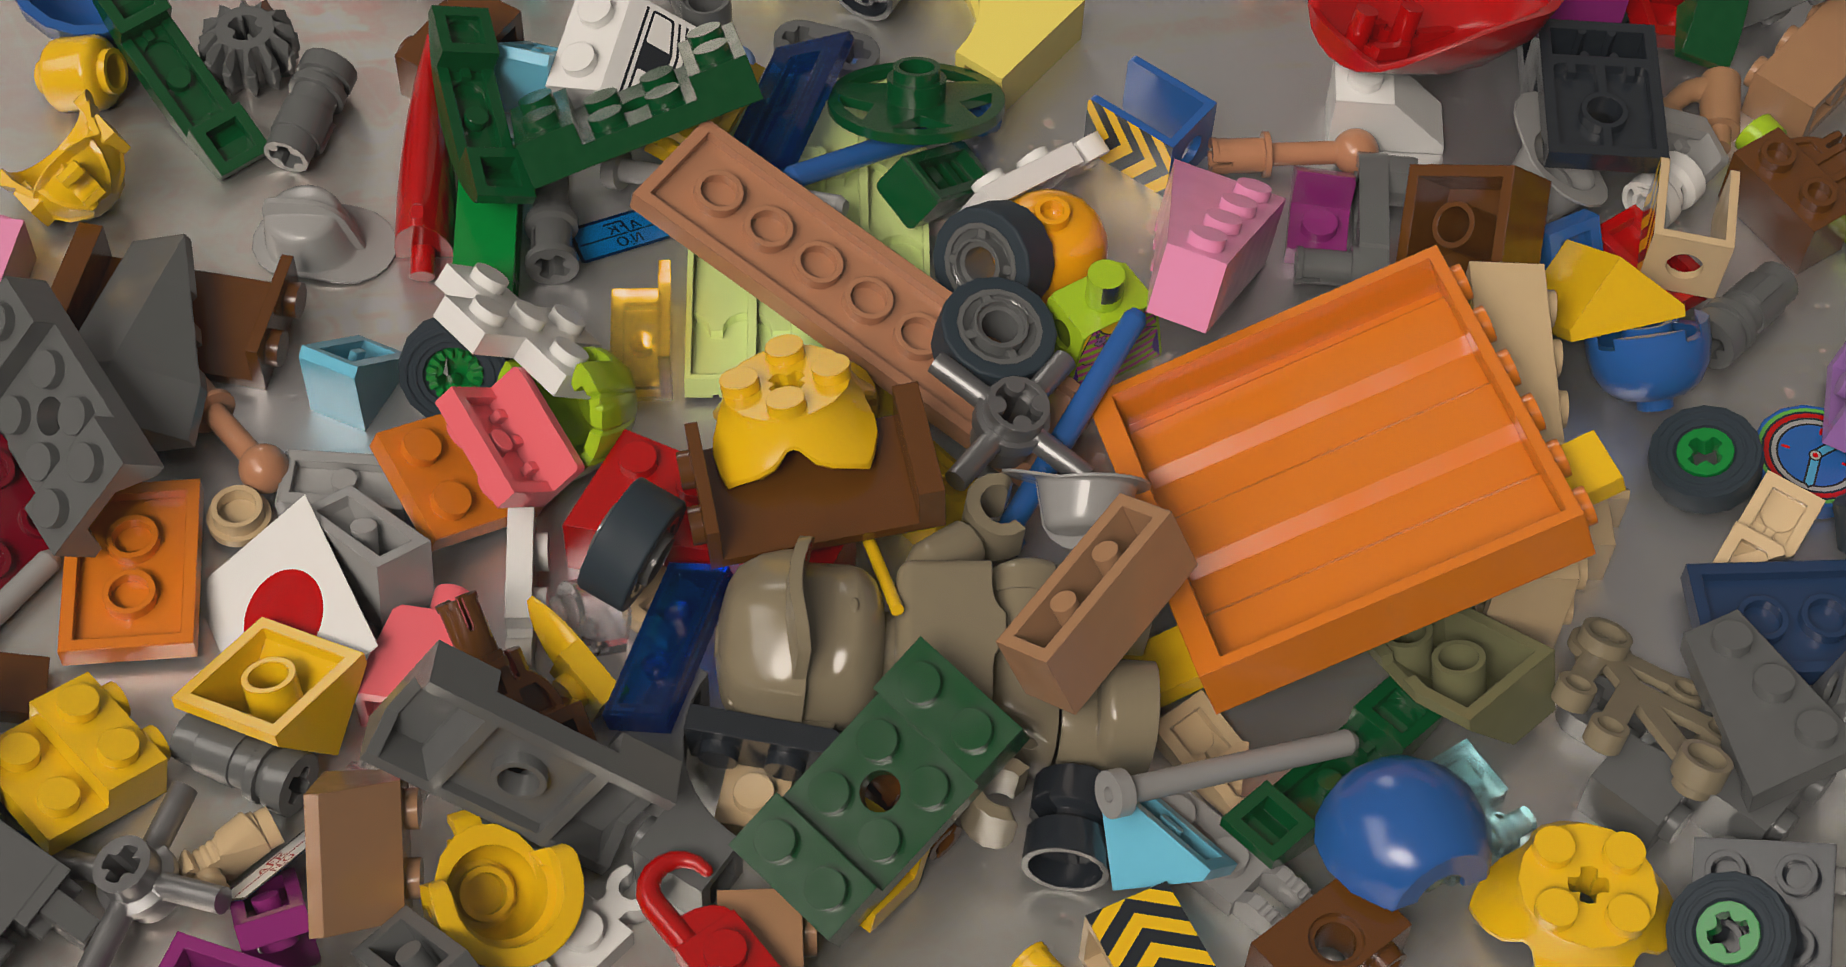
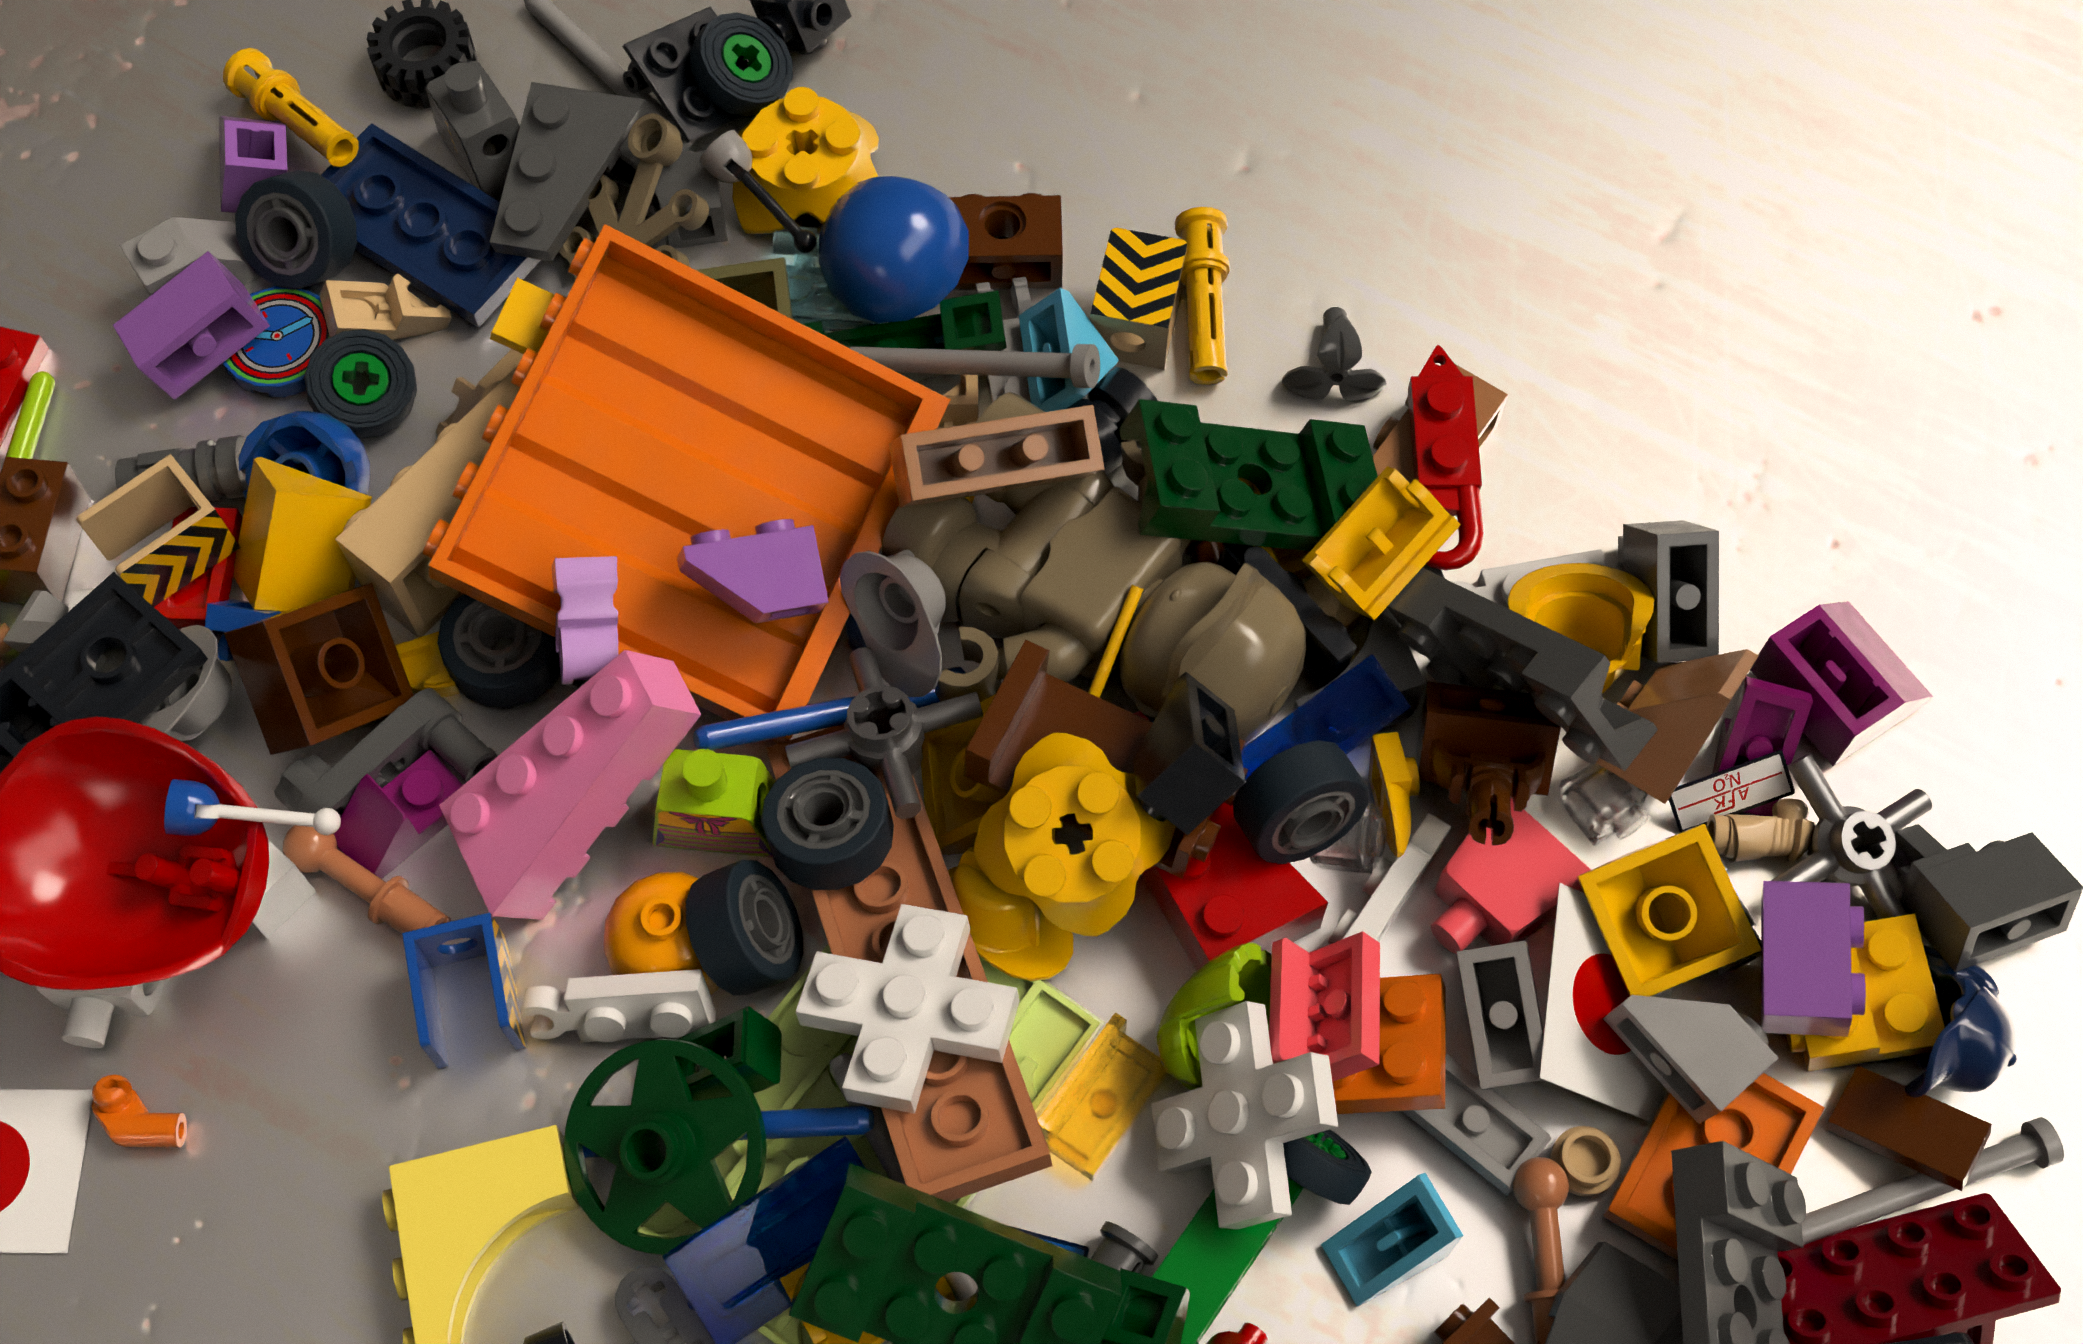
camera: 140 degrees left, 10 degrees up
(126, 703) = (1808, 958): none -> medium lavender brick
(191, 596) = (1694, 1048): none -> light grey slope
(720, 802) = (1380, 543): none -> yellow hinge
(740, 484) = (1189, 757): none -> black slope
(816, 239) = (907, 1008): none -> white plate
(1207, 430) = (759, 574): none -> medium lavender slope
(1306, 293) = (587, 619): none -> lavender leg
(1414, 32) = (195, 808): none -> hinge
(1619, 806) = (730, 162): none -> hinge

